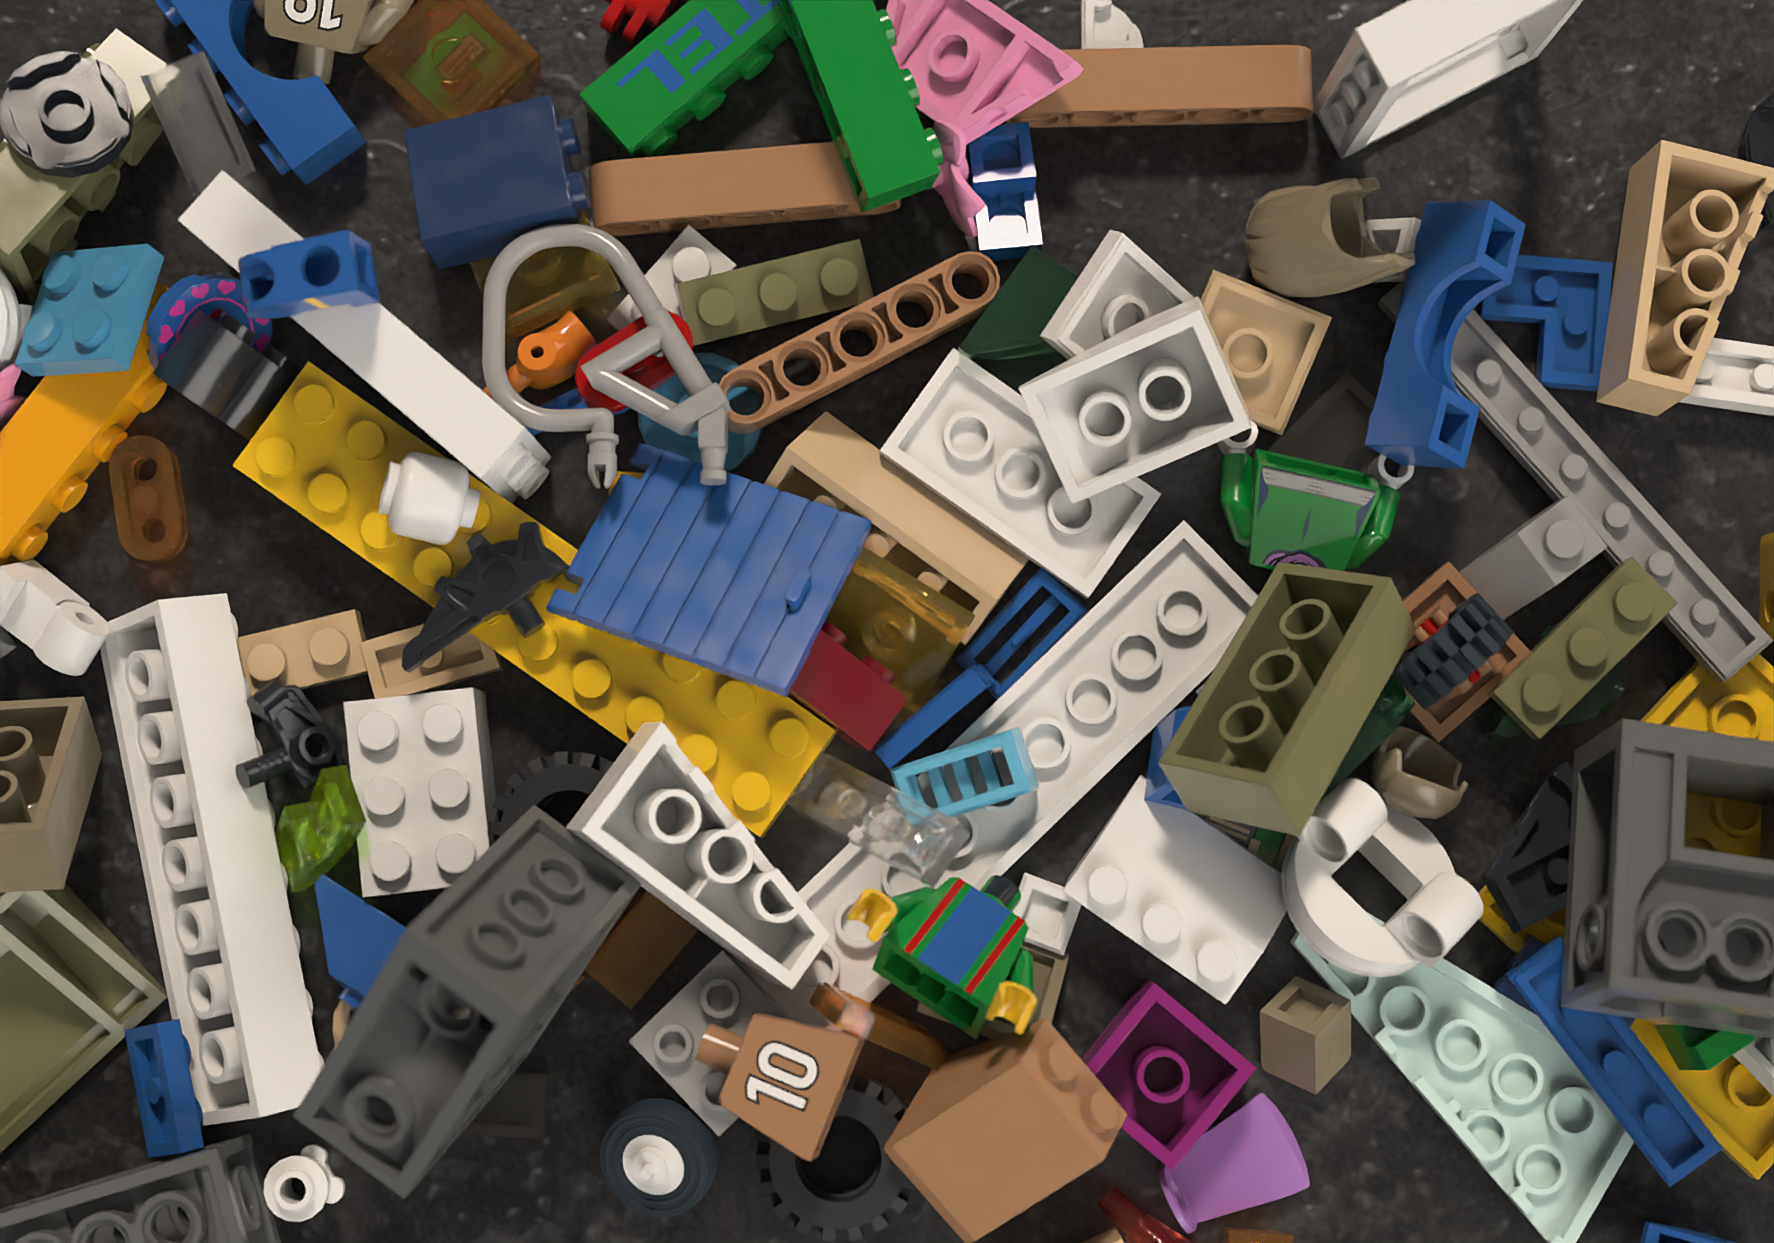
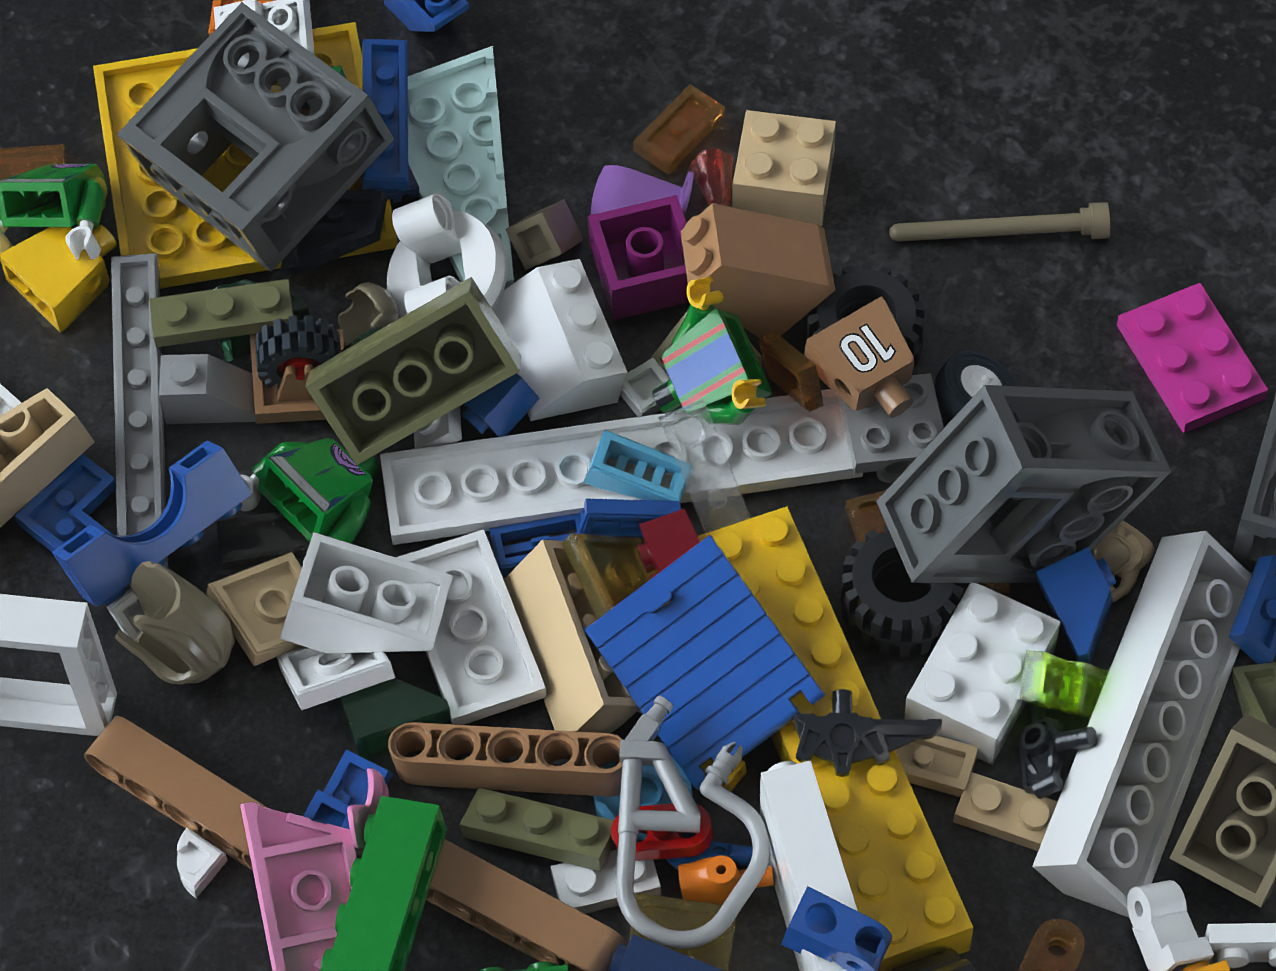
camera: 145 degrees left, 25 degrees down
(317, 1177) = (1211, 507): white brick -> none
(428, 498) = (856, 803): white head -> none
(689, 851) = (836, 513): white wedge -> none

